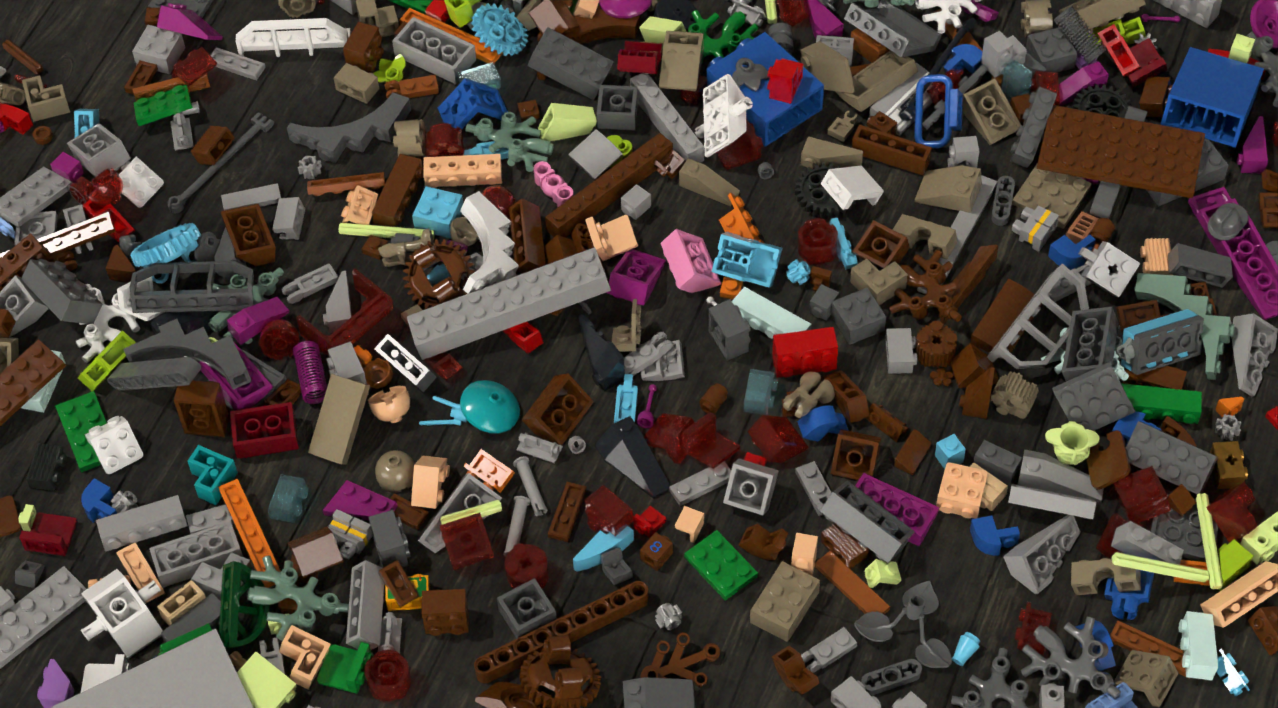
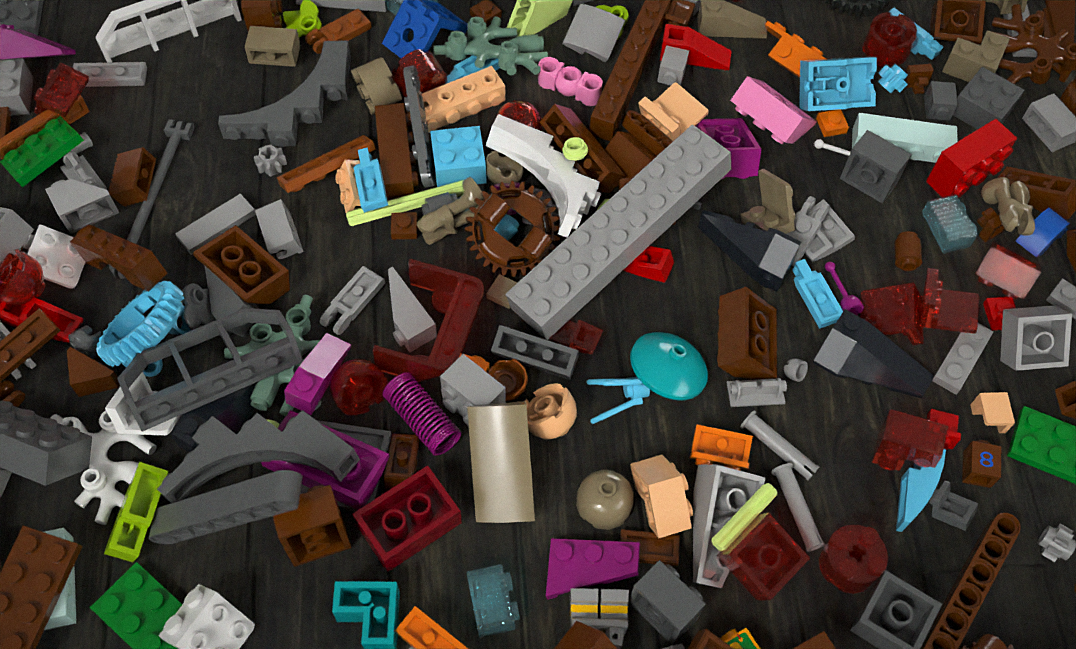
camera: 30 degrees left, 5 degrees up
(167, 152) = (80, 203): none -> light grey slope
(170, 190) = (131, 260): none -> reddish brown arch
(363, 207) = (370, 182): none -> medium azure hinge
(420, 177) = (422, 147): none -> dark grey piece
(514, 235) = (575, 149): none -> yellowish green plate
(567, 511) = (841, 459): reddish brown tile -> none
(663, 194) = (701, 49): none -> red slope

